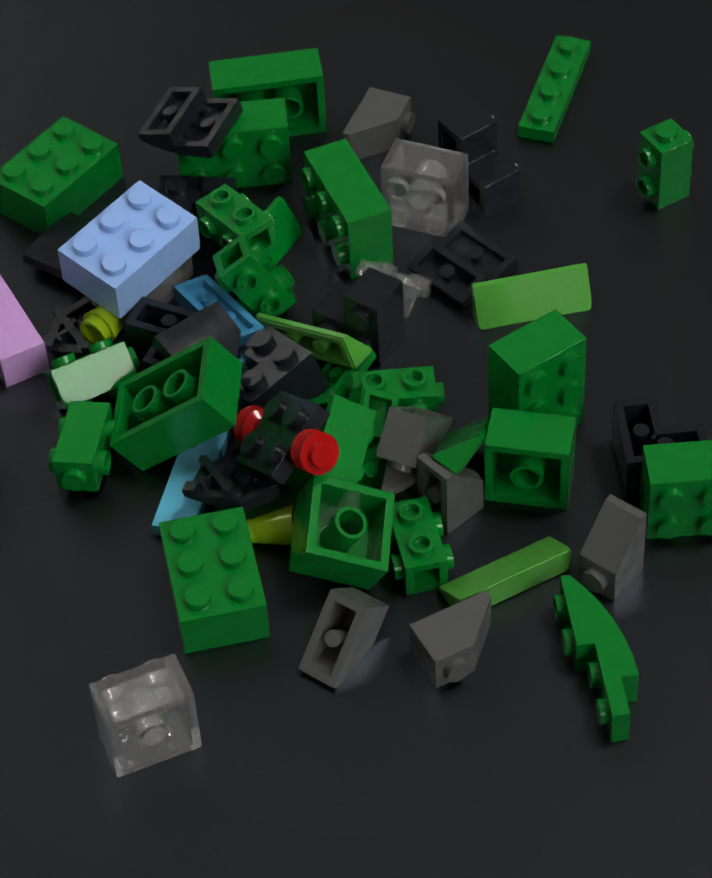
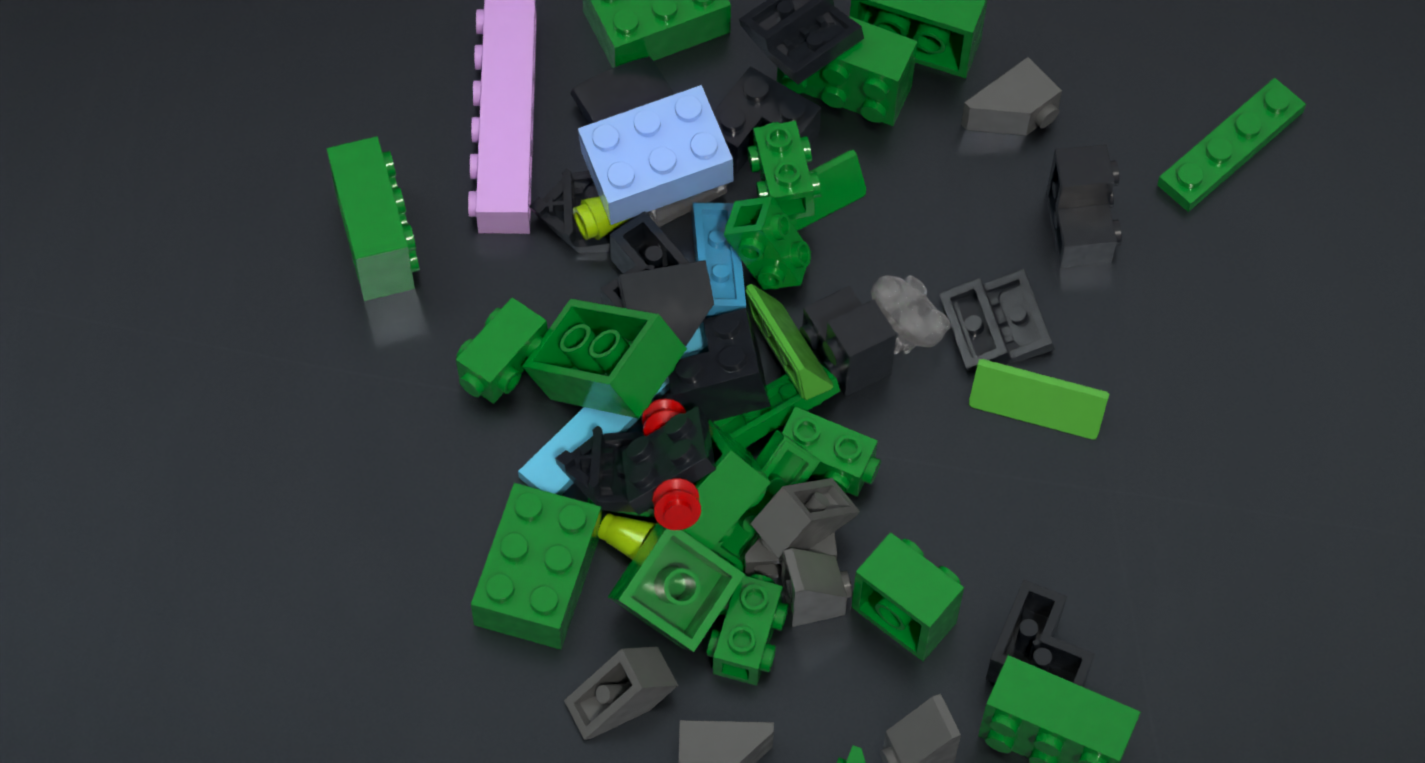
camera: 25 degrees right, 15 degrees up
(91, 374) = (555, 270): brick -> none
(145, 715) = (386, 684): clear brick -> none
(346, 206) = (910, 200): green brick -> none
(425, 187) = (1004, 216): clear brick -> none
(461, 445) = (846, 549): green slope -> none
(512, 573) = (816, 706): bright green slope -> none
(539, 368) = (962, 517): green brick -> none
(664, 163) = (1269, 311): green brick -> none

